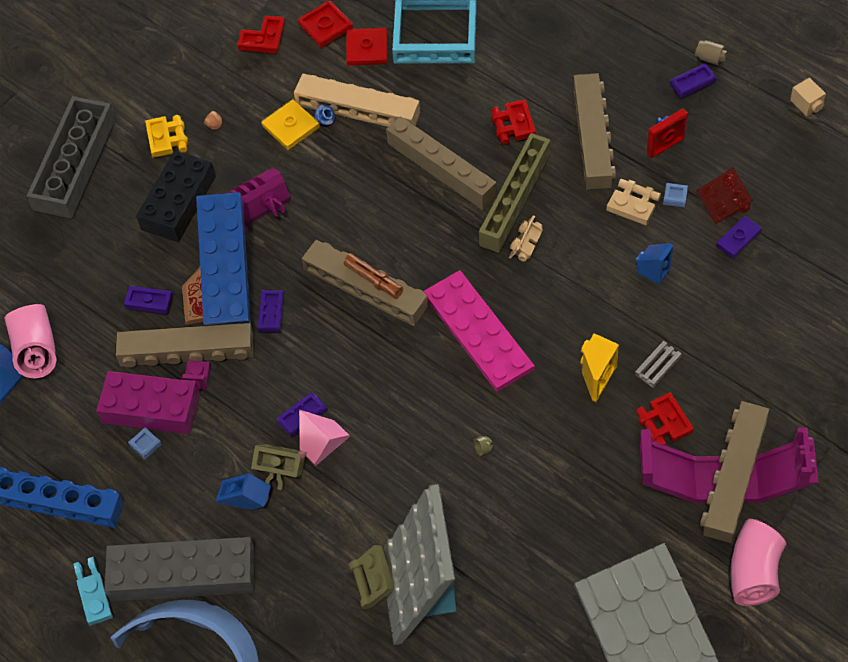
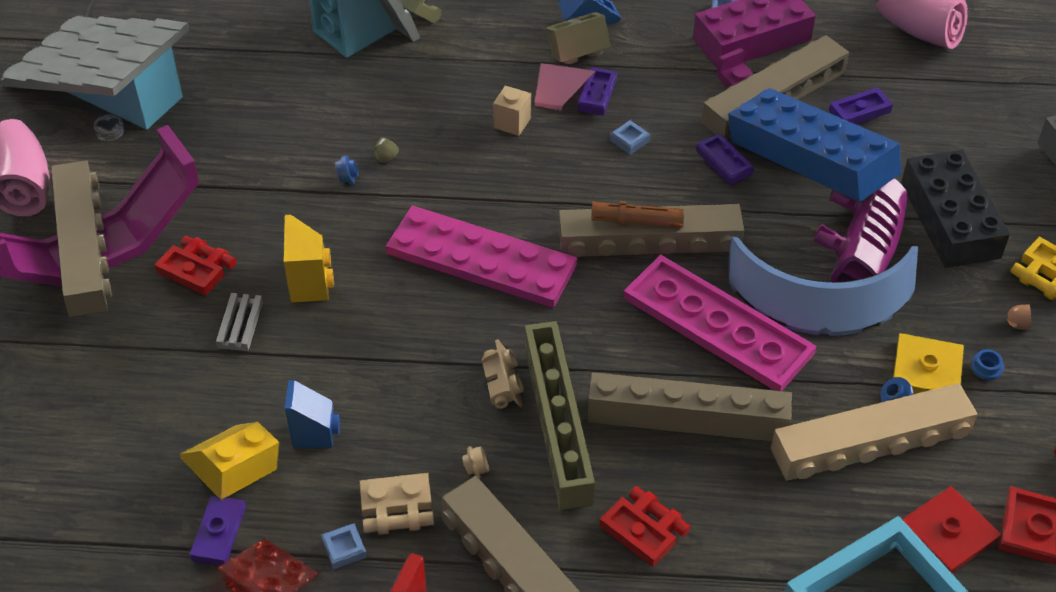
camera: 140 degrees right, 10 degrees down
(262, 103) = (987, 365): none -> blue plate
(311, 367) = (630, 137): none -> medium blue tile
(314, 180) = (821, 306): none -> medium blue windscreen
(375, 424) = (512, 110): none -> tan brick
(378, 206) = (720, 323): none -> dark pink plate
(521, 440) = (346, 170): none -> blue plate
(576, 198) = (475, 461): none -> tan plate
(712, 266) = (234, 458): none -> yellow slope

